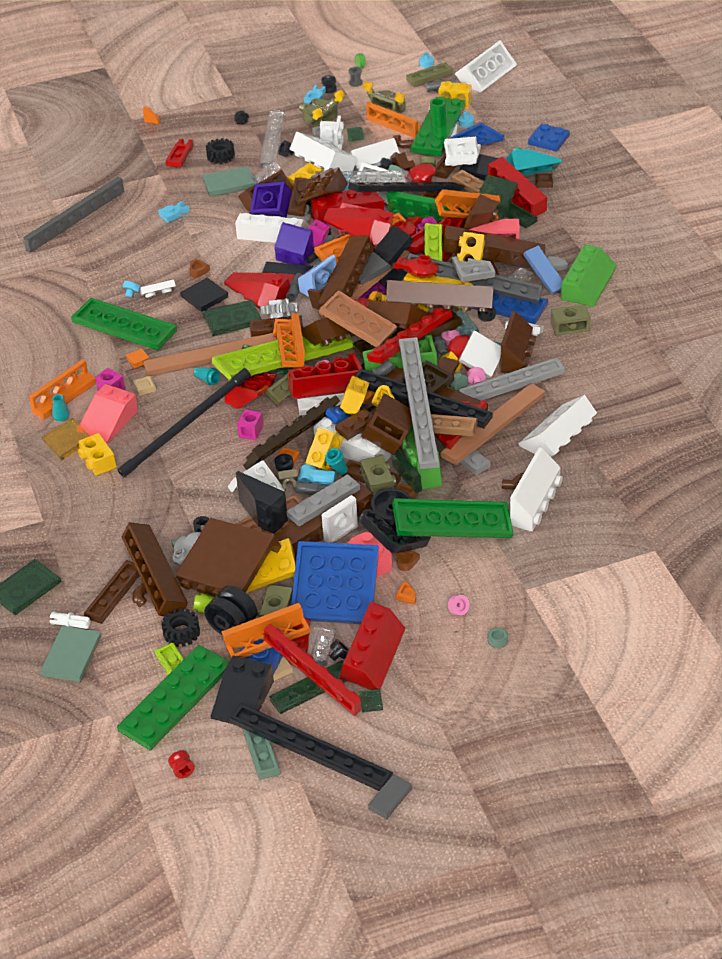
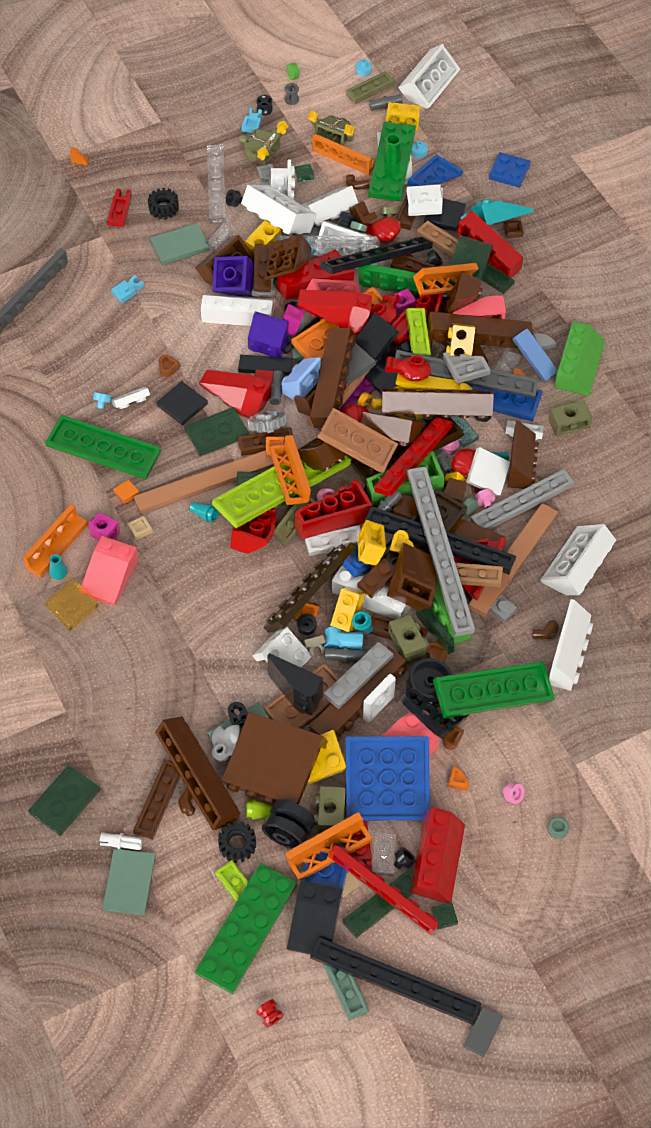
camera: 10 degrees left, 15 degrees up
(96, 454) = (111, 623): yellow brick -> none
(133, 463) = (243, 529): black piece -> none
(241, 117) = (177, 155): black plate -> none
(250, 424) = (259, 581): dark pink brick -> none

